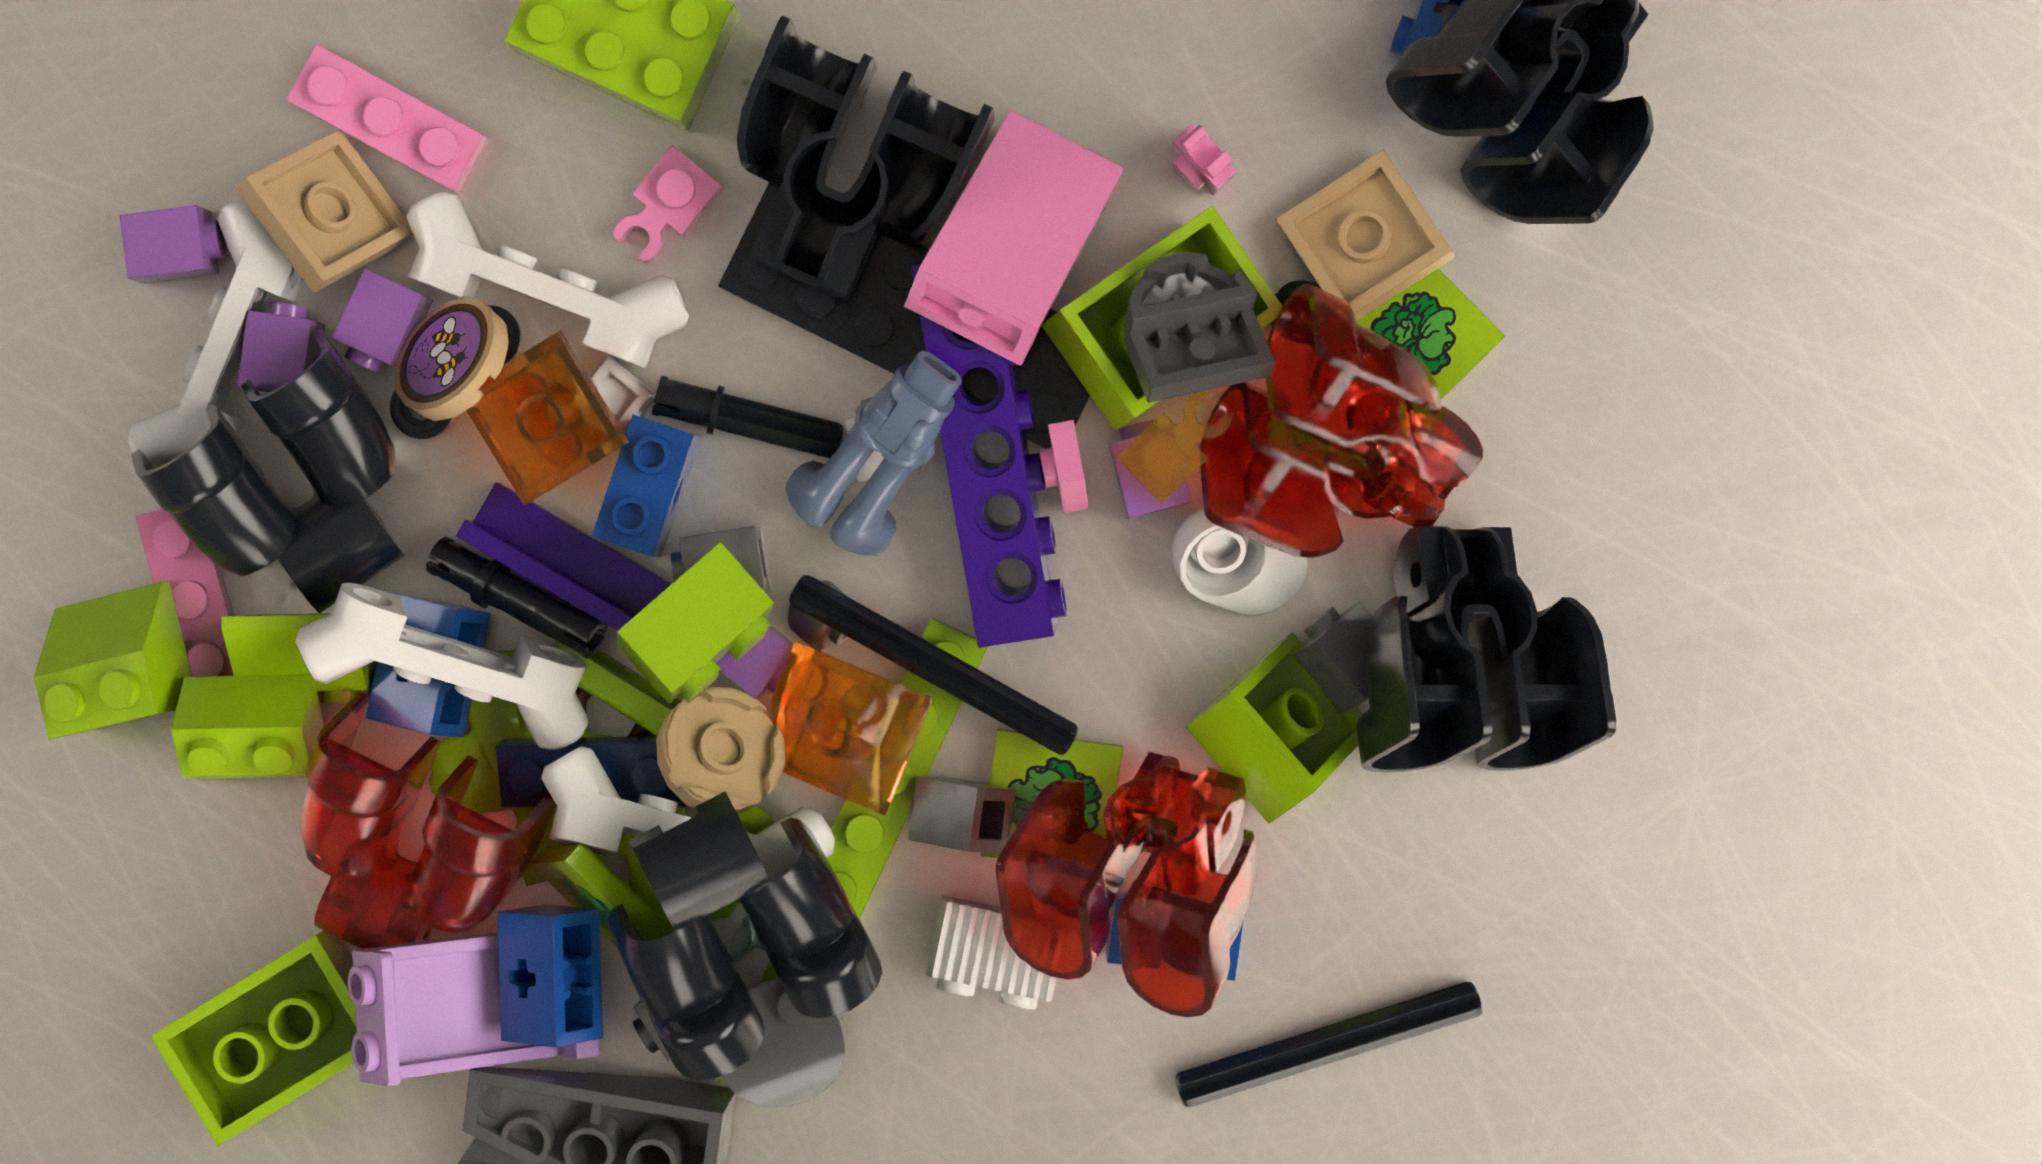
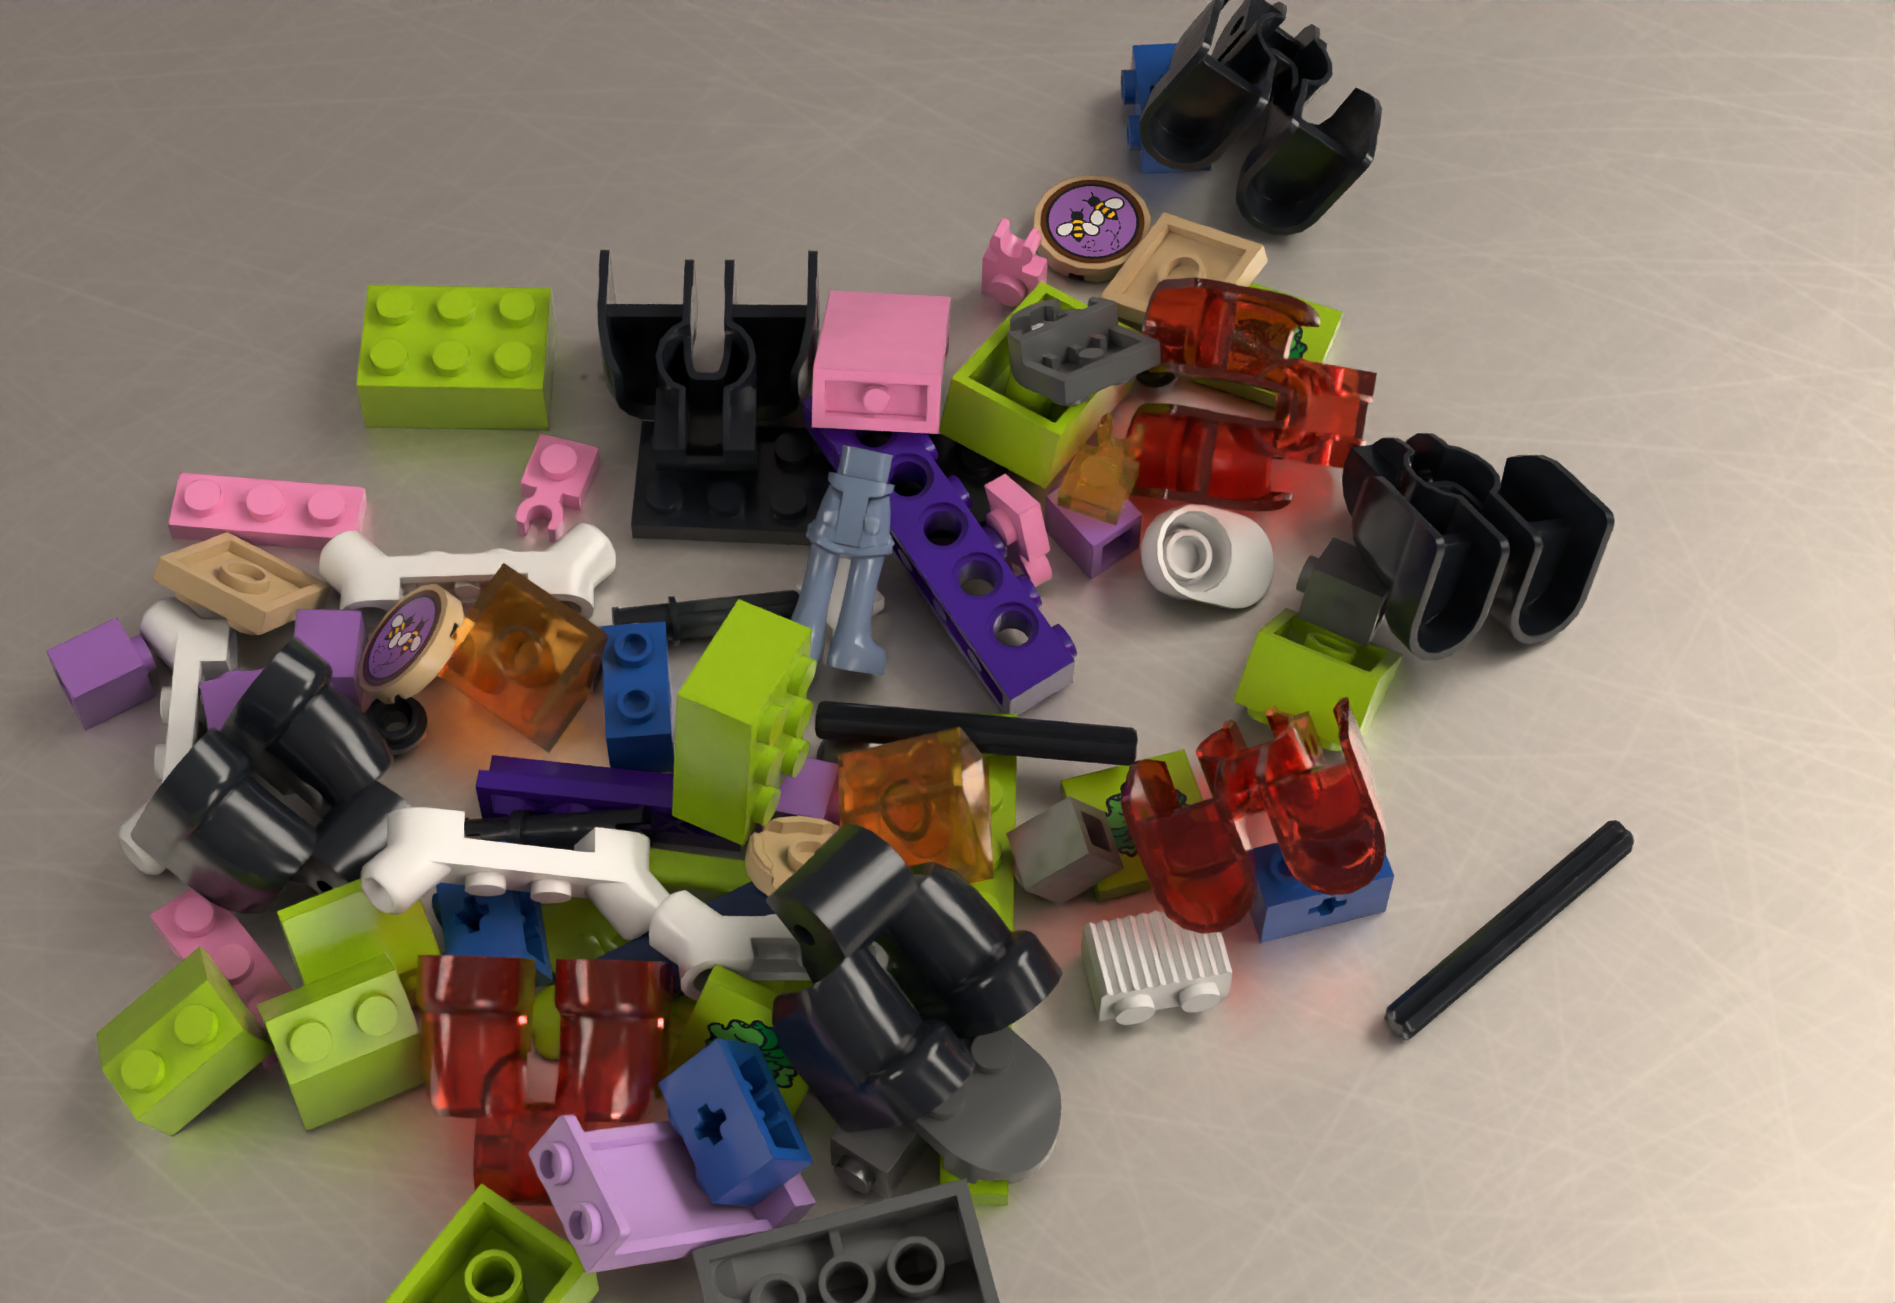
camera: 25 degrees left, 30 degrees down
(1310, 123) = (1090, 226): none -> tile

